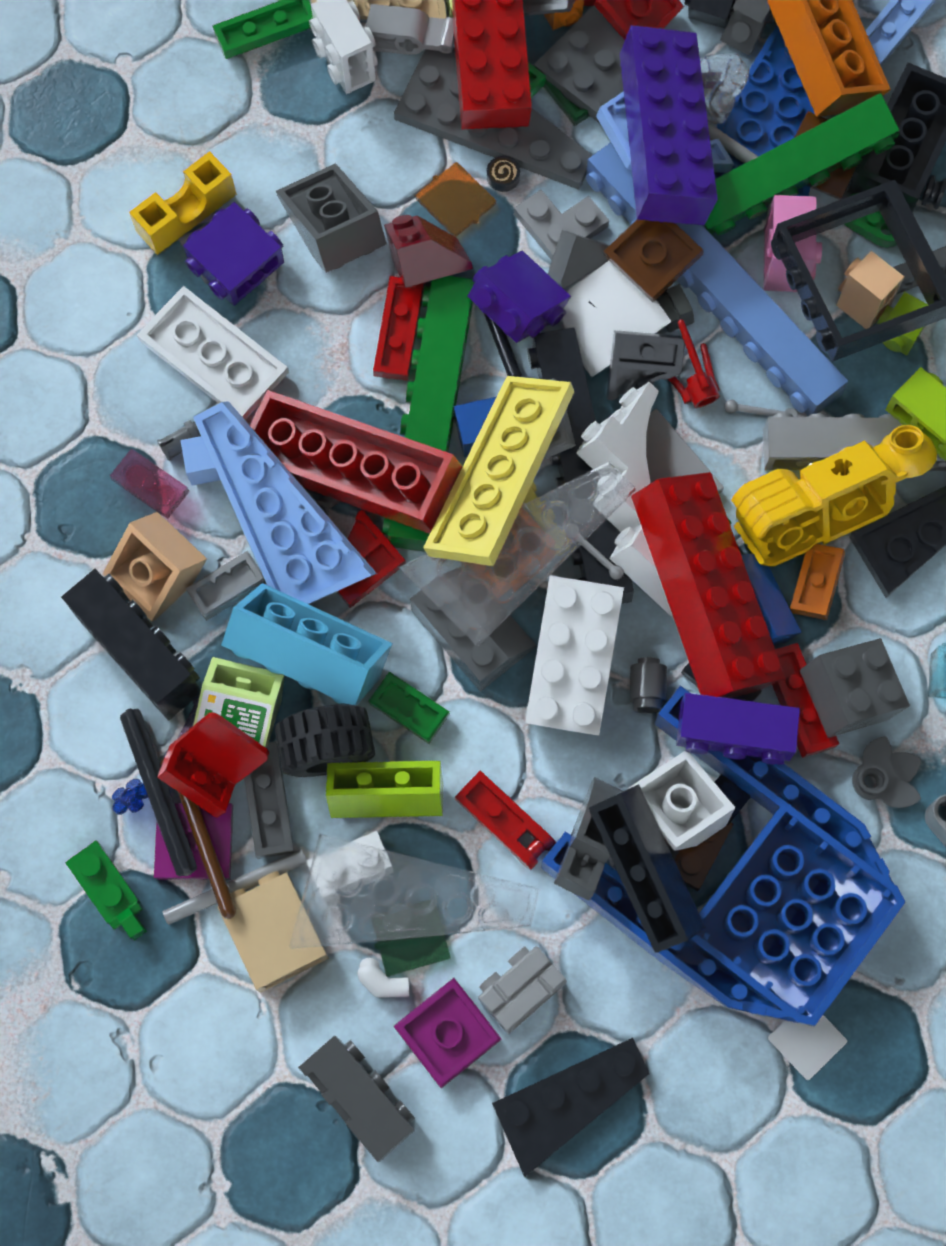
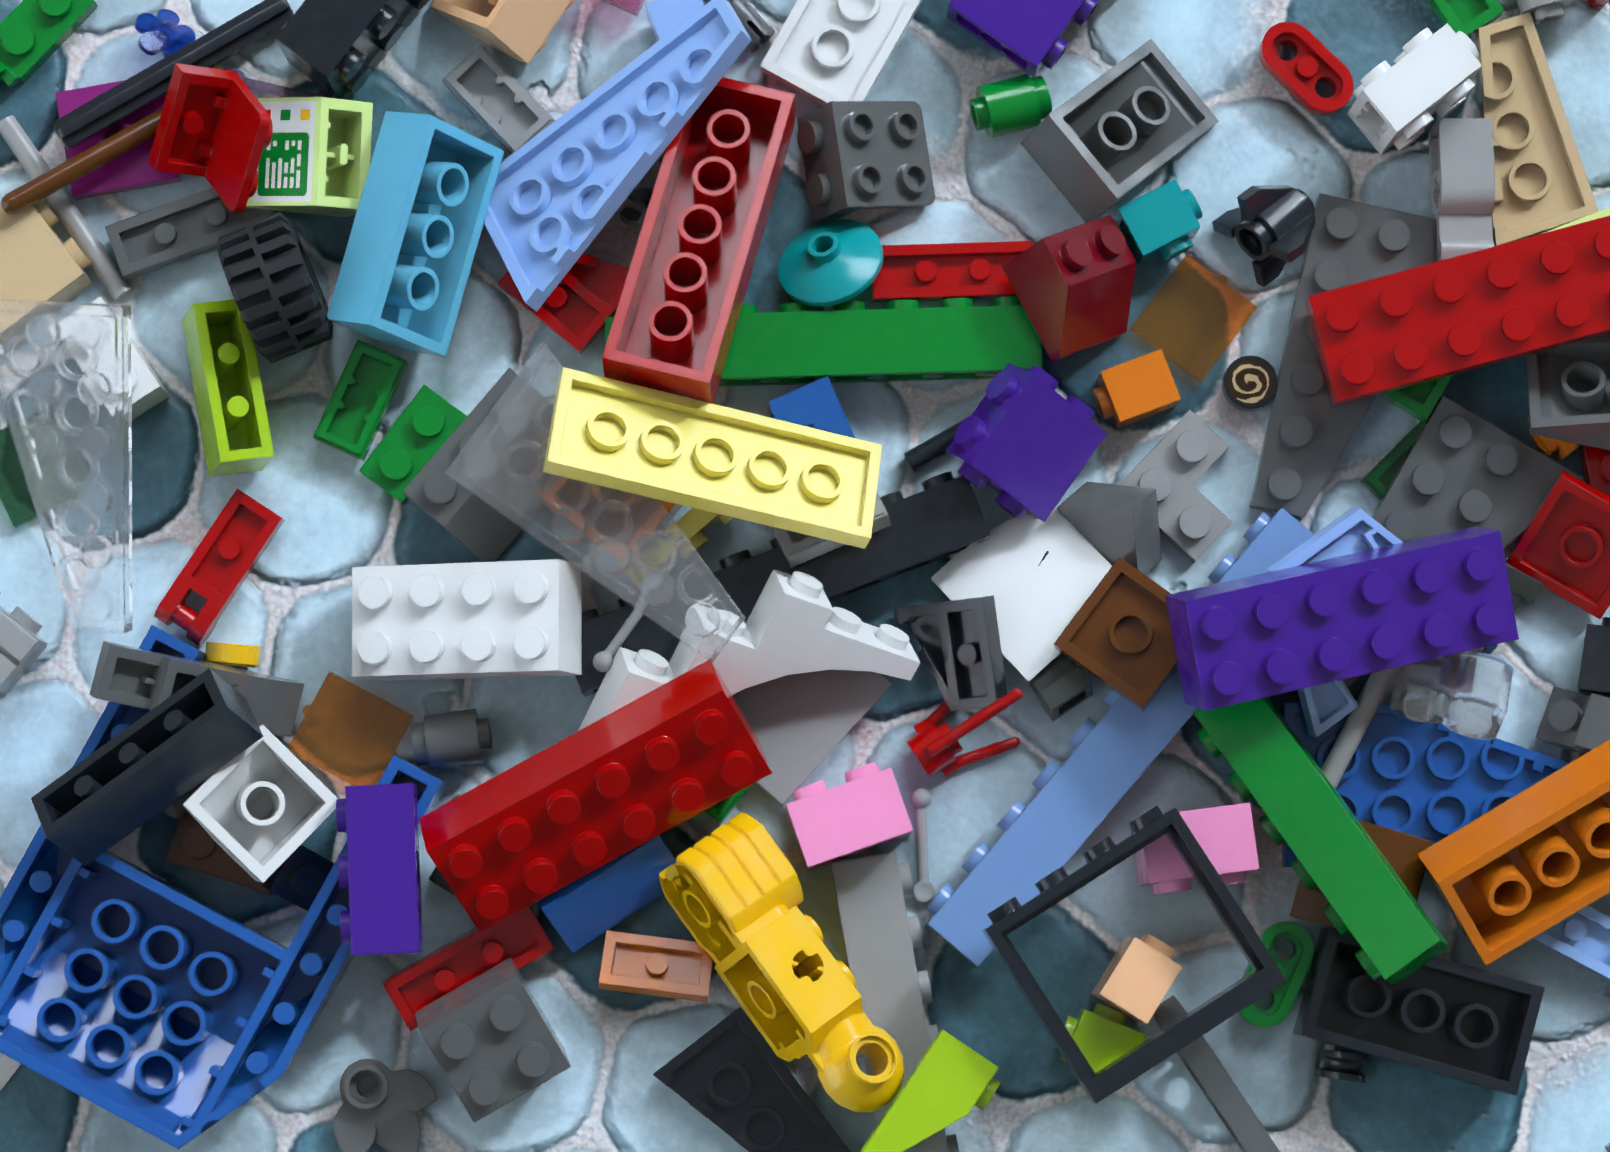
camera: 75 degrees right, 10 degrees up
(300, 275) = (1010, 105): none -> green brick
(312, 106) = (1311, 65): none -> red plate
(315, 367) = (865, 157): none -> dark grey bracket
(389, 395) = (830, 263): none -> teal dish
(393, 198) = (1160, 222): none -> teal brick
(410, 140) = (1270, 227): none -> black brick
(445, 680) = (412, 442): none -> green plate
(495, 232) = (1136, 390): none -> orange brick
(567, 818) = (233, 654): none -> yellow tile
(630, 752) = (349, 732): none -> clear orange piece
(741, 439) = (848, 816): none -> bright pink brick

